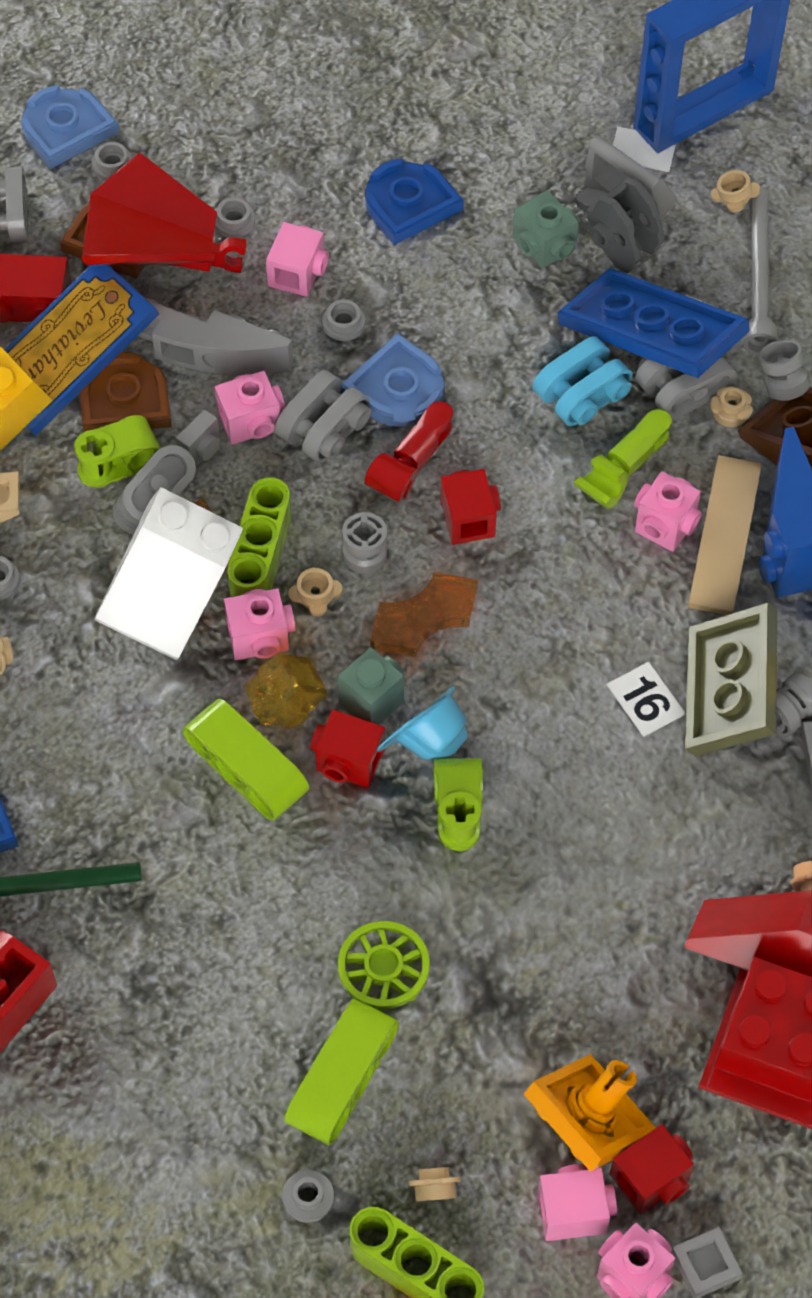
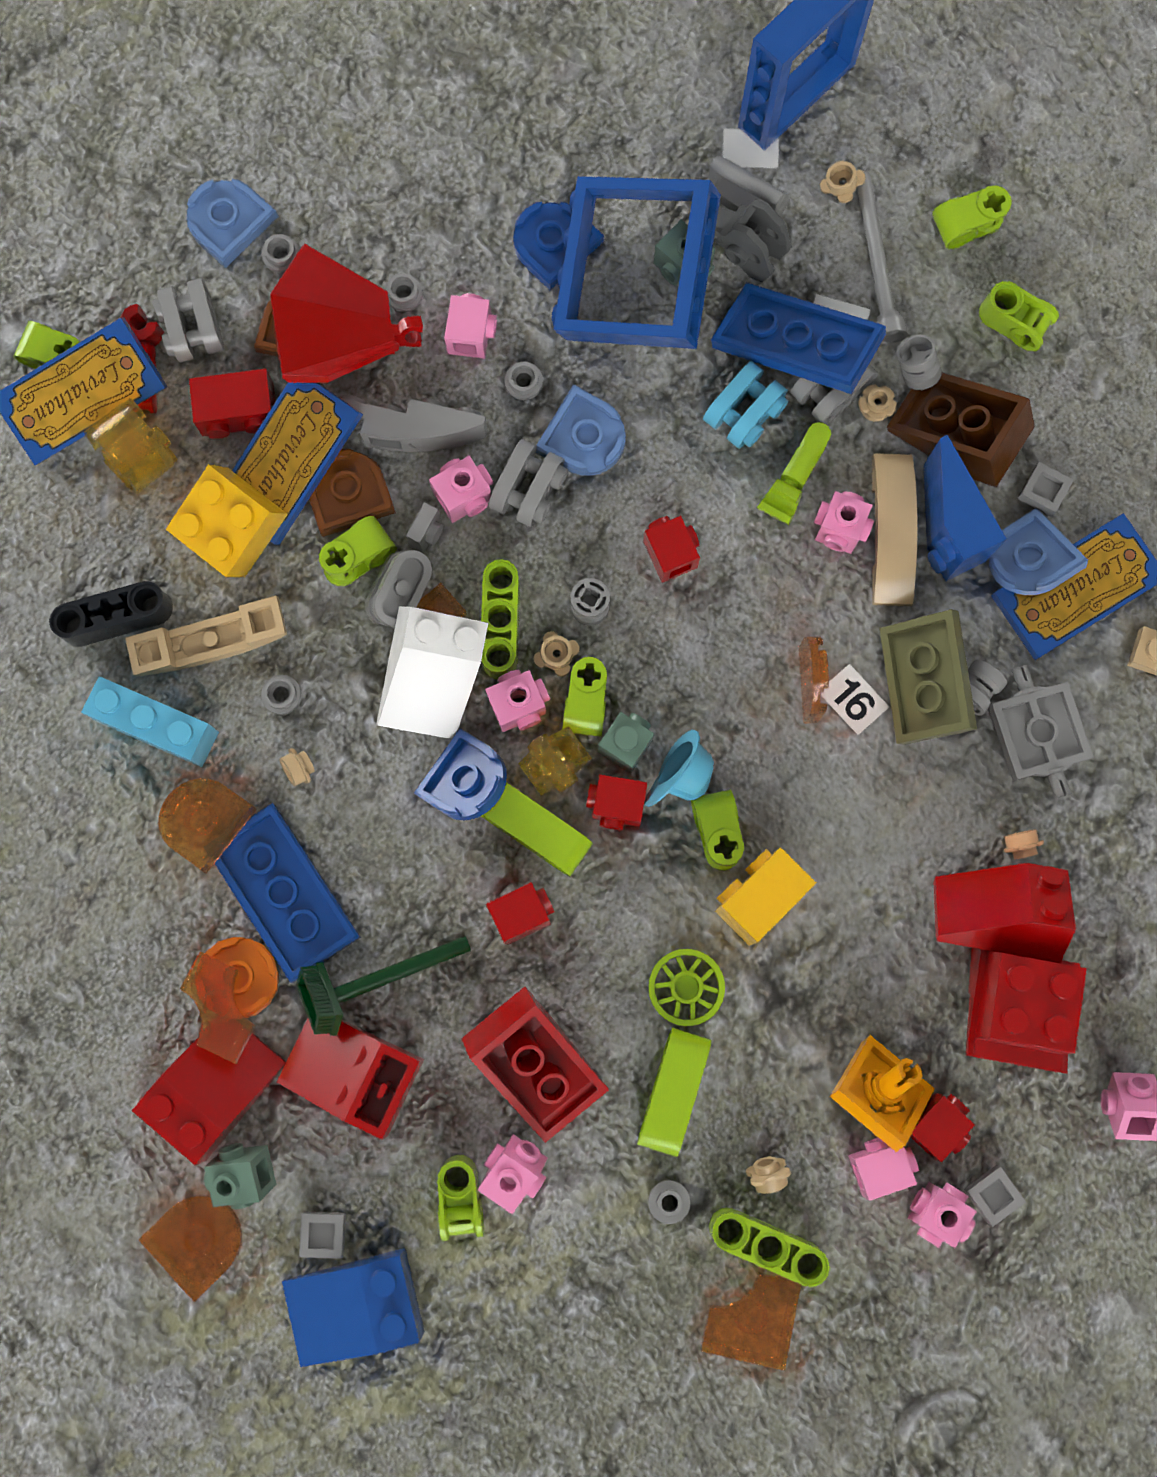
camera: 10 degrees left, 20 degrees up
(57, 1150) = (459, 1207): none -> lime piece
(129, 1119) = (513, 1173): none -> bright pink brick
(178, 694) = (464, 779): none -> tile
(185, 1012) = (533, 1064): none -> red slope
(208, 835) = (520, 912): none -> red brick
(337, 639) = (586, 704): none -> lime piece
(397, 474) = (602, 528): red piece -> none
(408, 623) = (667, 644): clear orange tile -> none
(492, 868) = (765, 896): none -> yellow brick
(545, 239) = (694, 268): none -> blue window
(599, 661) = (814, 678): none -> clear orange tile

